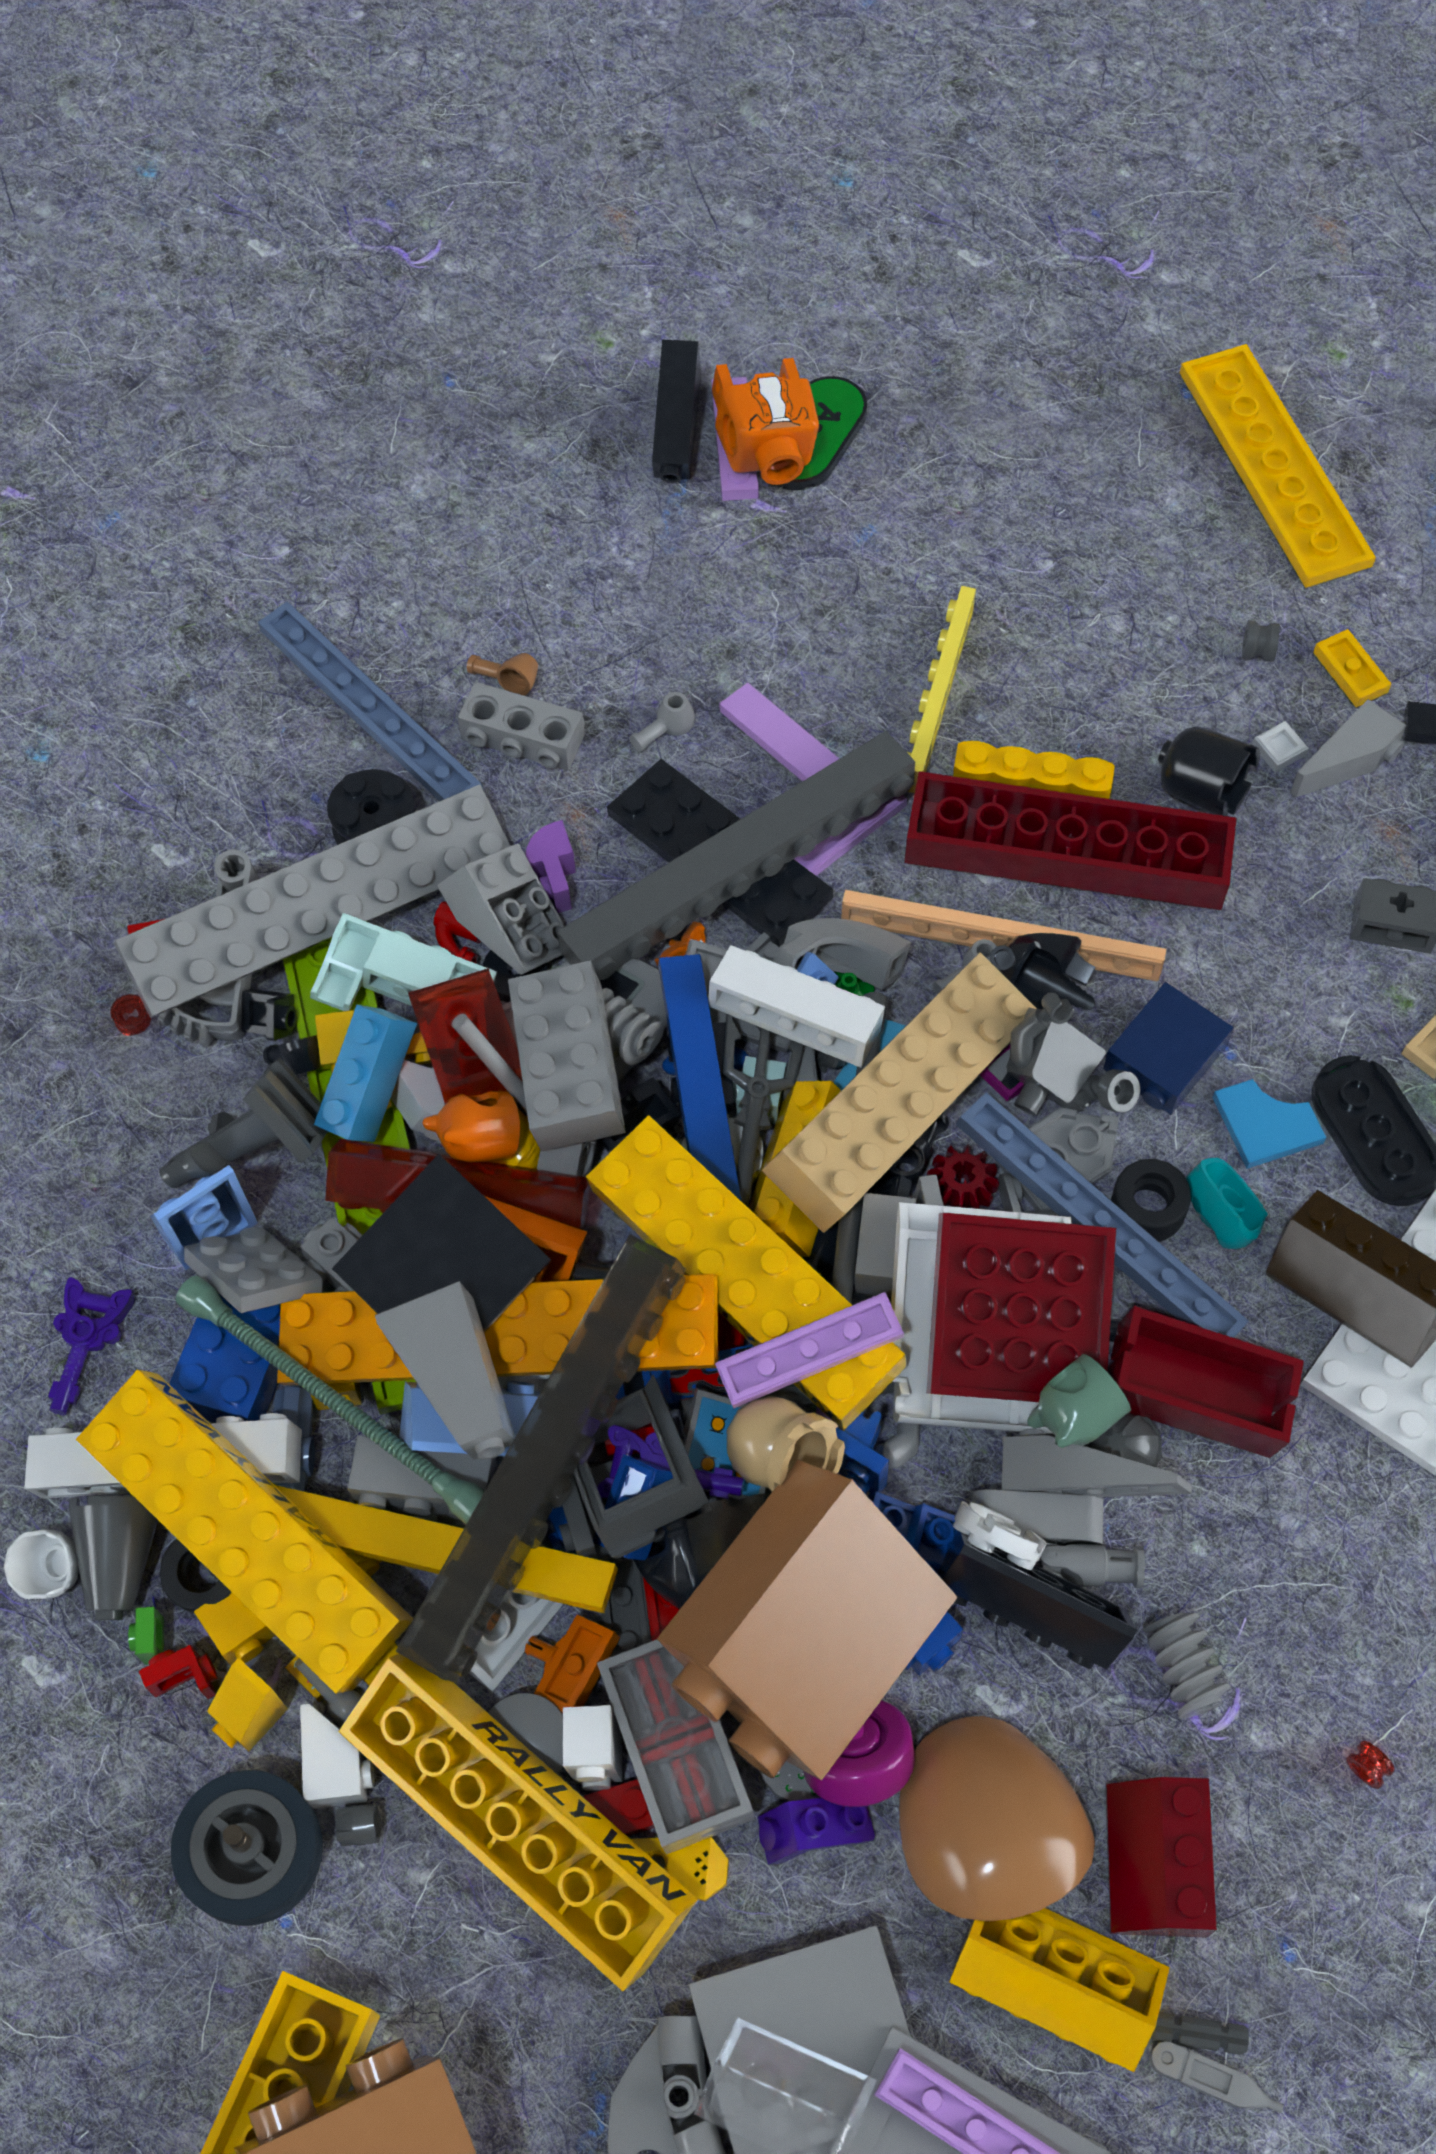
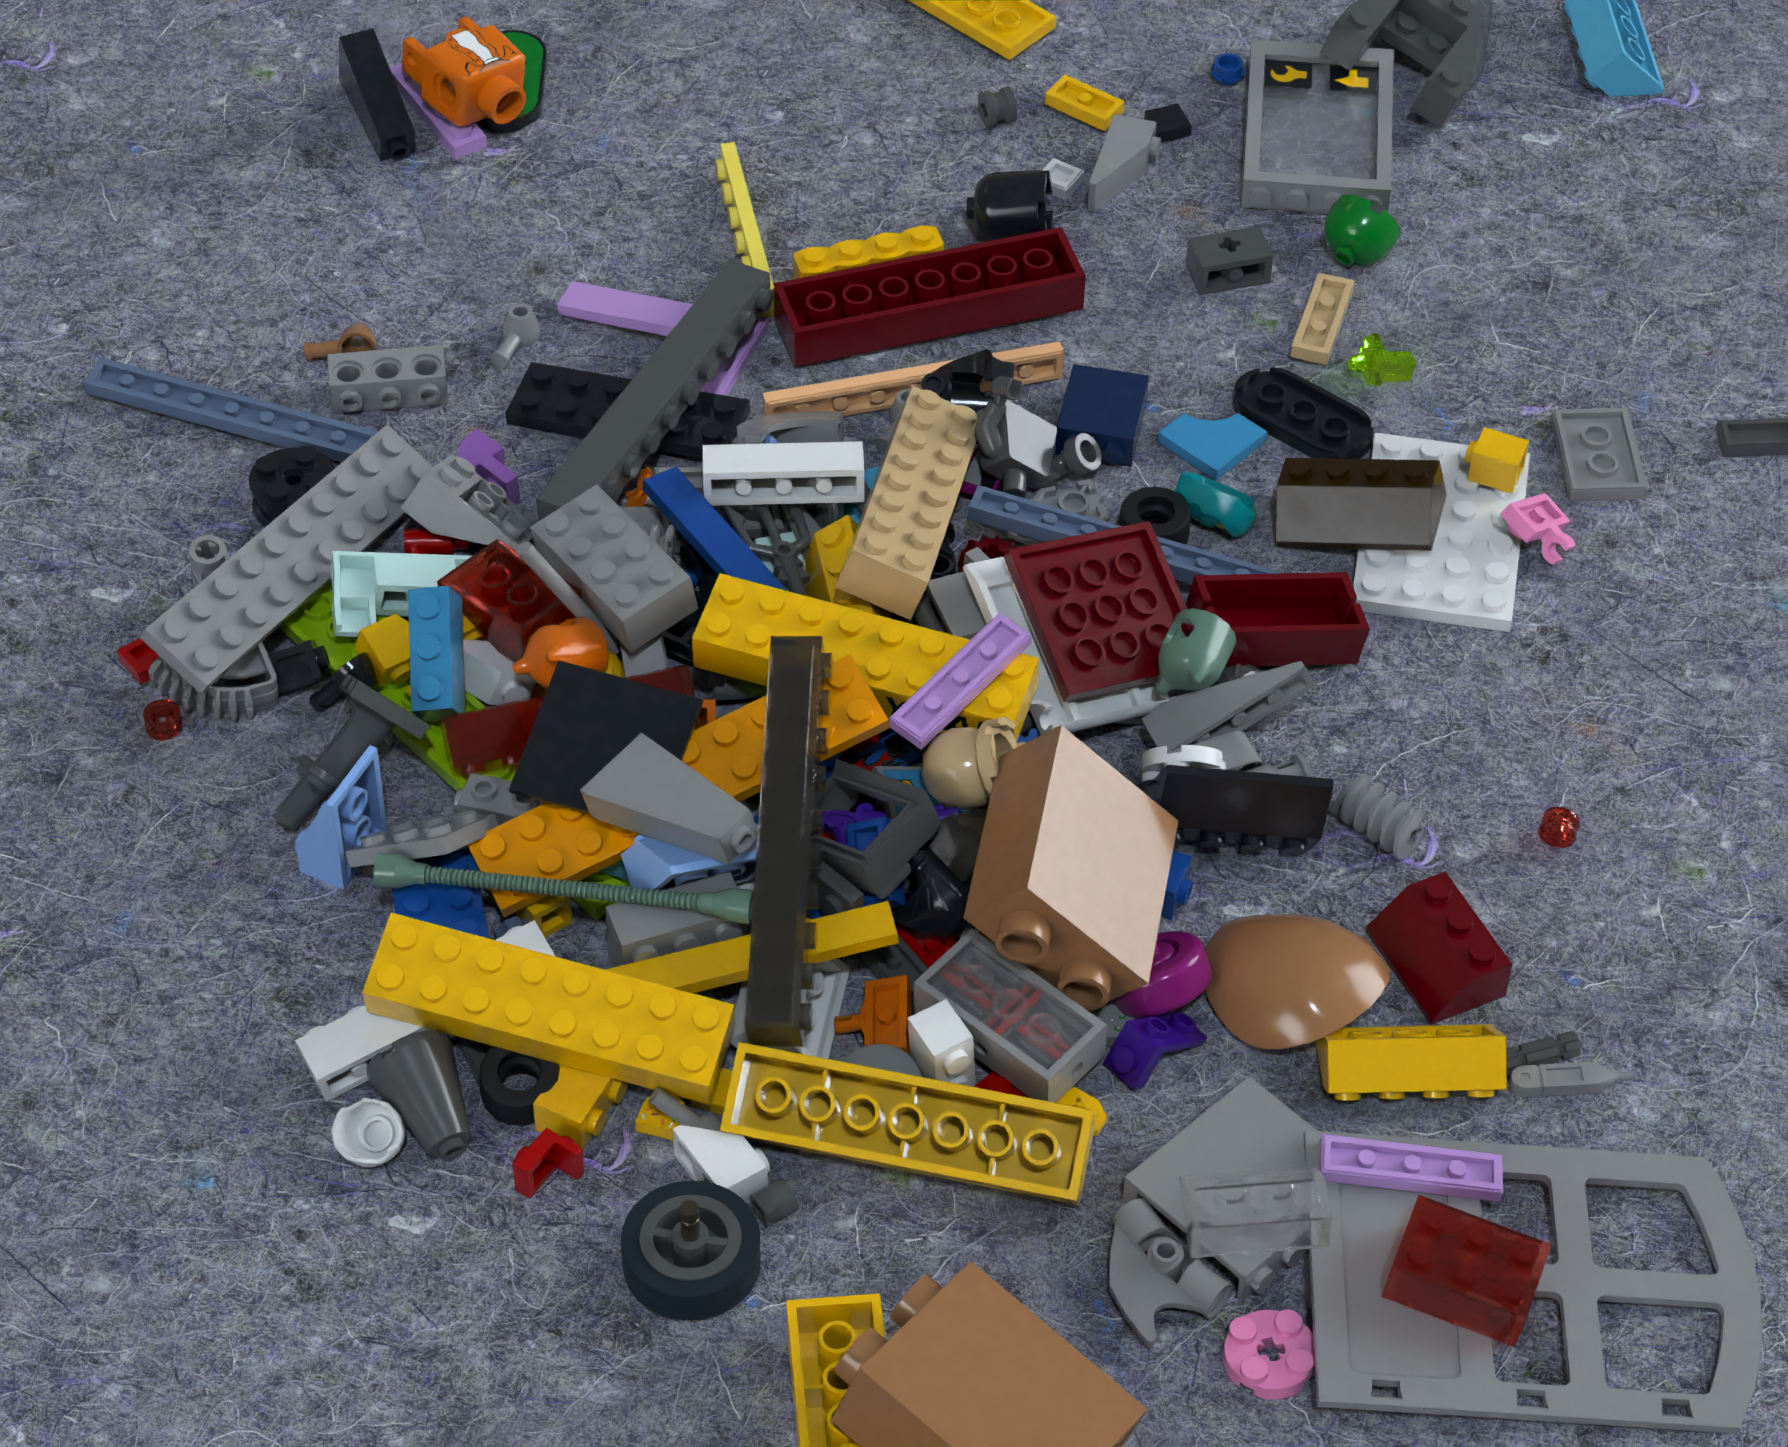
camera: 30 degrees left, 15 degrees down
(85, 1335) = (284, 965): dark purple piece -> none
(146, 1634) = (497, 1146): bright green plate -> none
(244, 1707) = (624, 1149): yellow slope -> none

